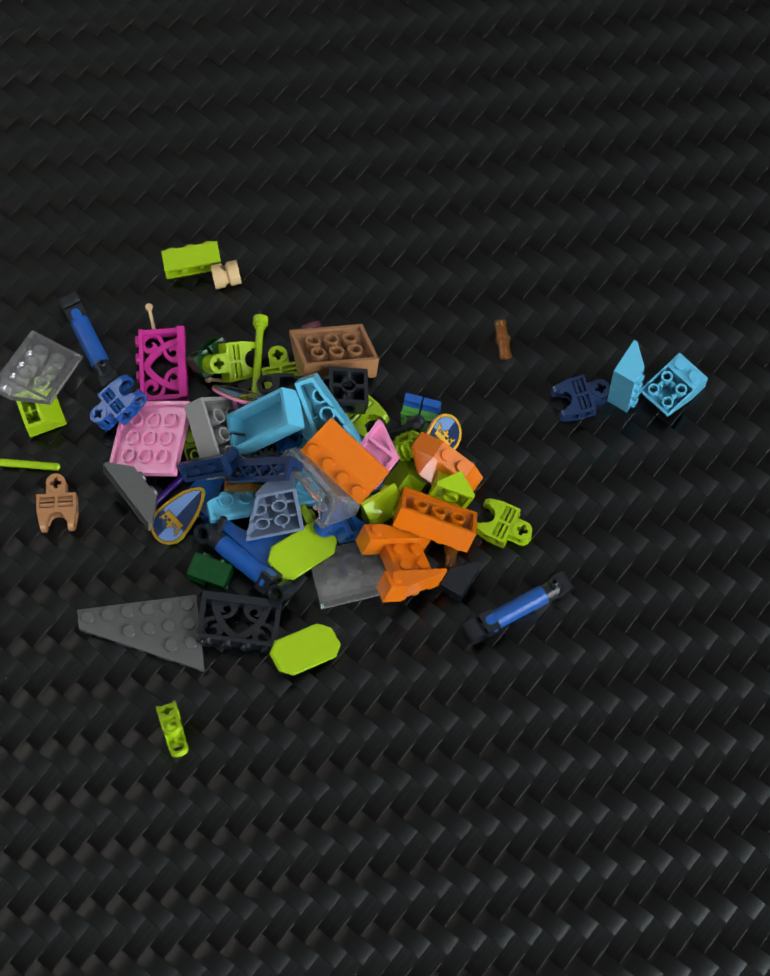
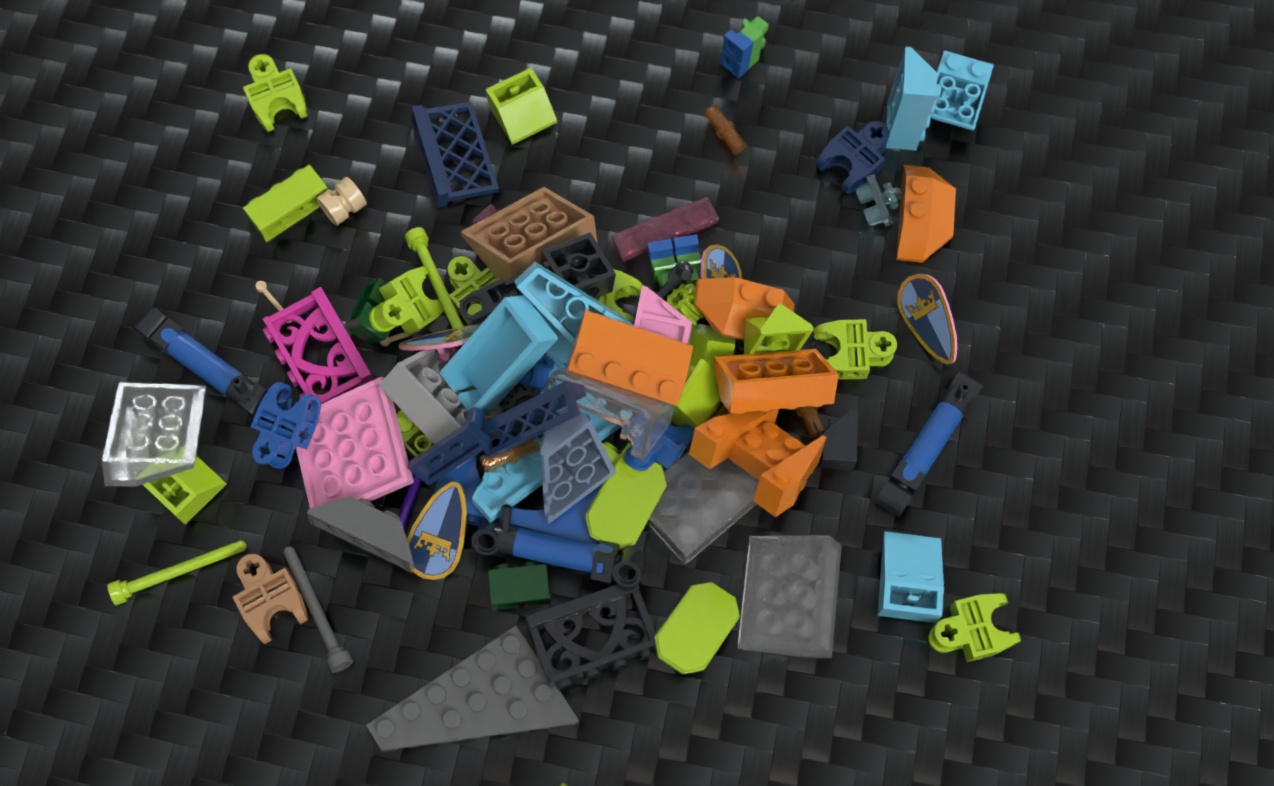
camera: 30 degrees left, 0 degrees up
(80, 562) = (337, 657): none -> dark grey piece
(219, 179) = (273, 91): none -> lime piece
(301, 266) = (432, 158): none -> dark blue fence
(374, 262) = (521, 105): none -> lime slope
(374, 658) = (790, 595): none -> clear slope
(425, 387) = (667, 226): none -> clear pink plate
(455, 684) = (911, 578): none -> medium azure slope
(469, 731) = (972, 628): none -> lime piece
(545, 289) = (743, 49): none -> blue hips
(564, 526) = (928, 316): none -> shield
(581, 435) = (879, 212): none -> clear light blue hips
(604, 457) = (924, 213): none -> orange wedge

